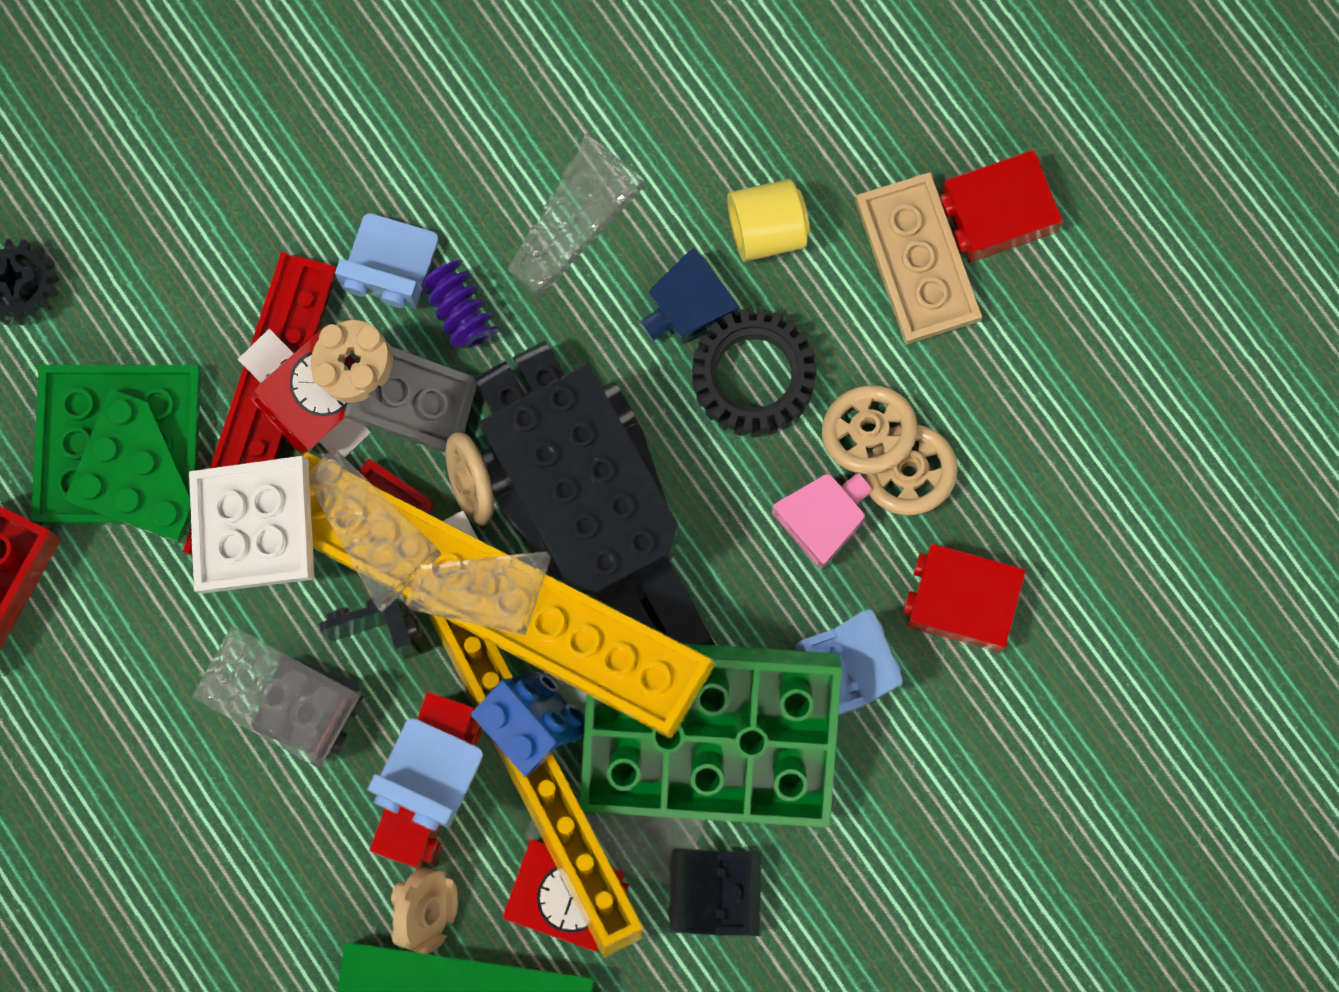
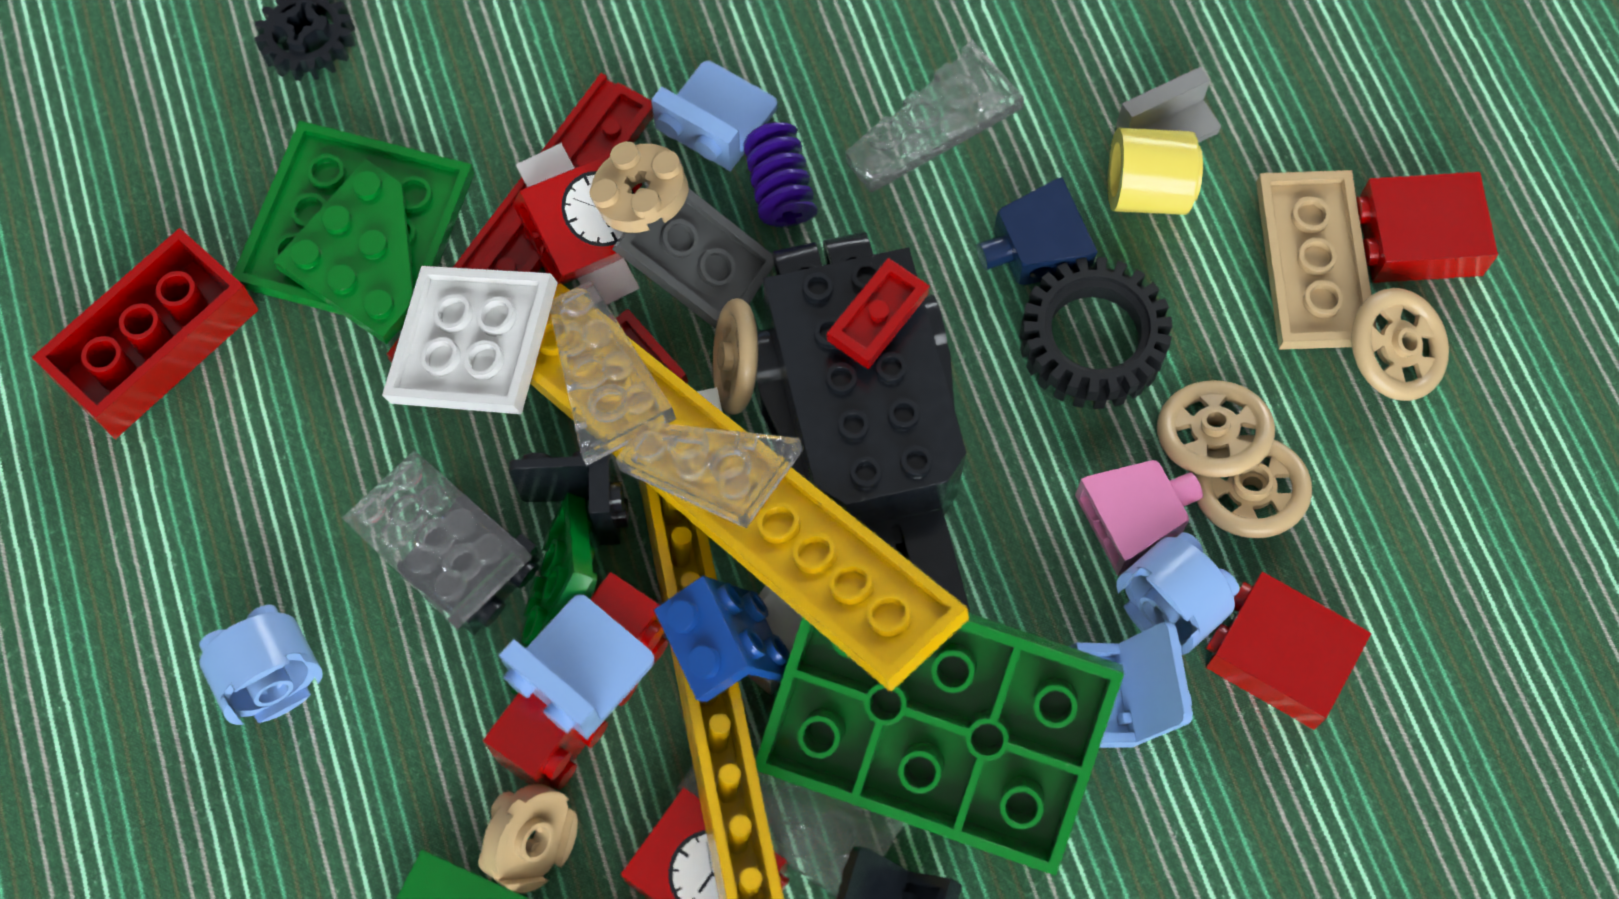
camera: 15 degrees right, 10 degrees down
(170, 837) = (259, 666): none -> light blue brick
(387, 703) = (564, 568): none -> green plate
(579, 432) = (878, 313): none -> red plate
(771, 157) = (1173, 107): none -> light grey panel
(870, 577) = (1179, 587): none -> light blue brick
(973, 323) = (1400, 344): none -> tan plate

